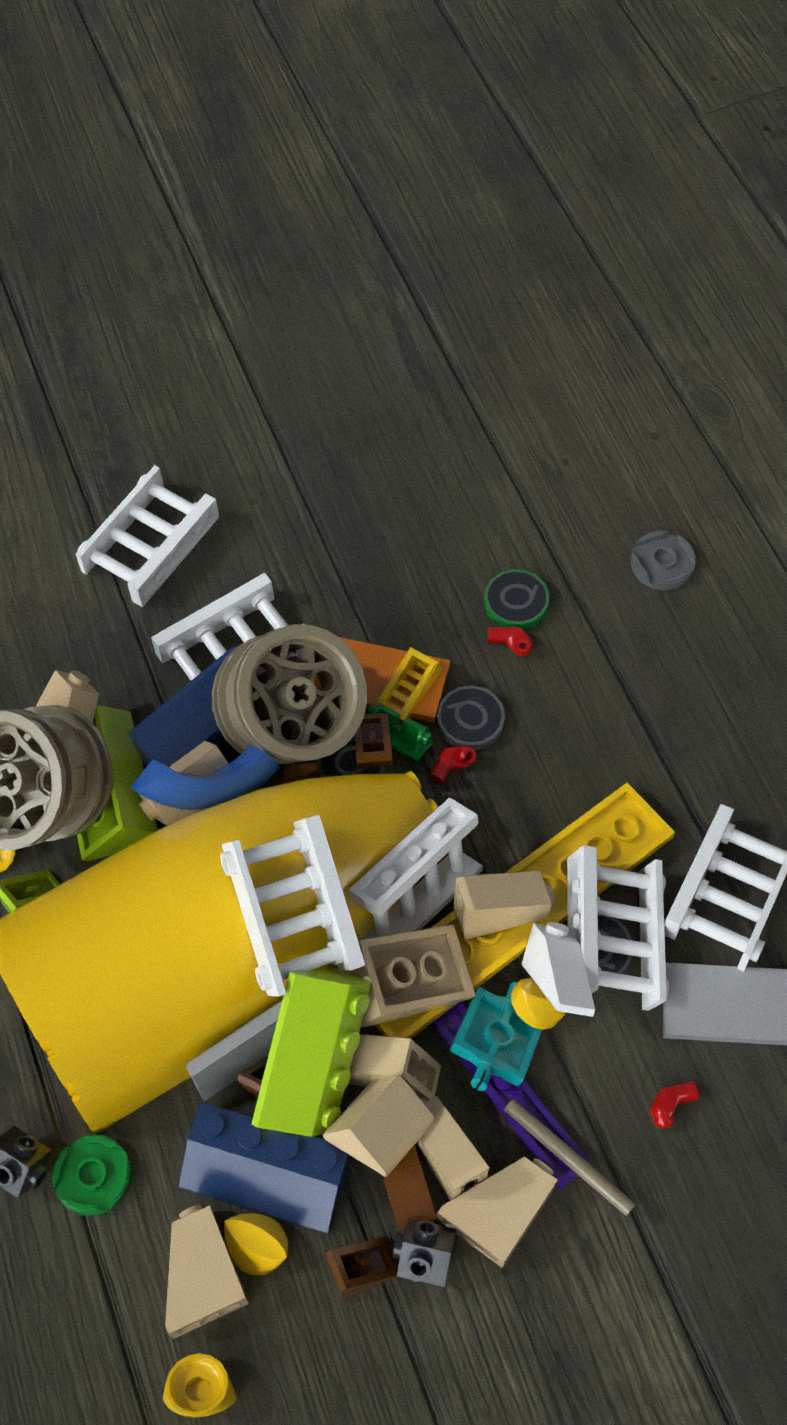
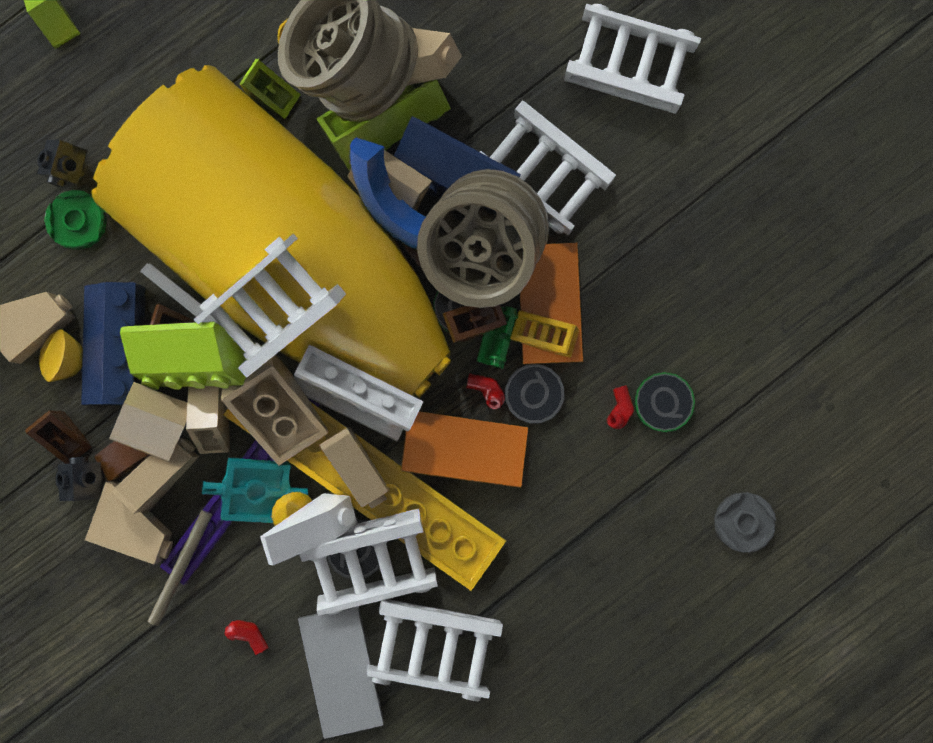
camera: 70 degrees right, 25 degrees up
(514, 797) = (465, 449): none -> orange tile

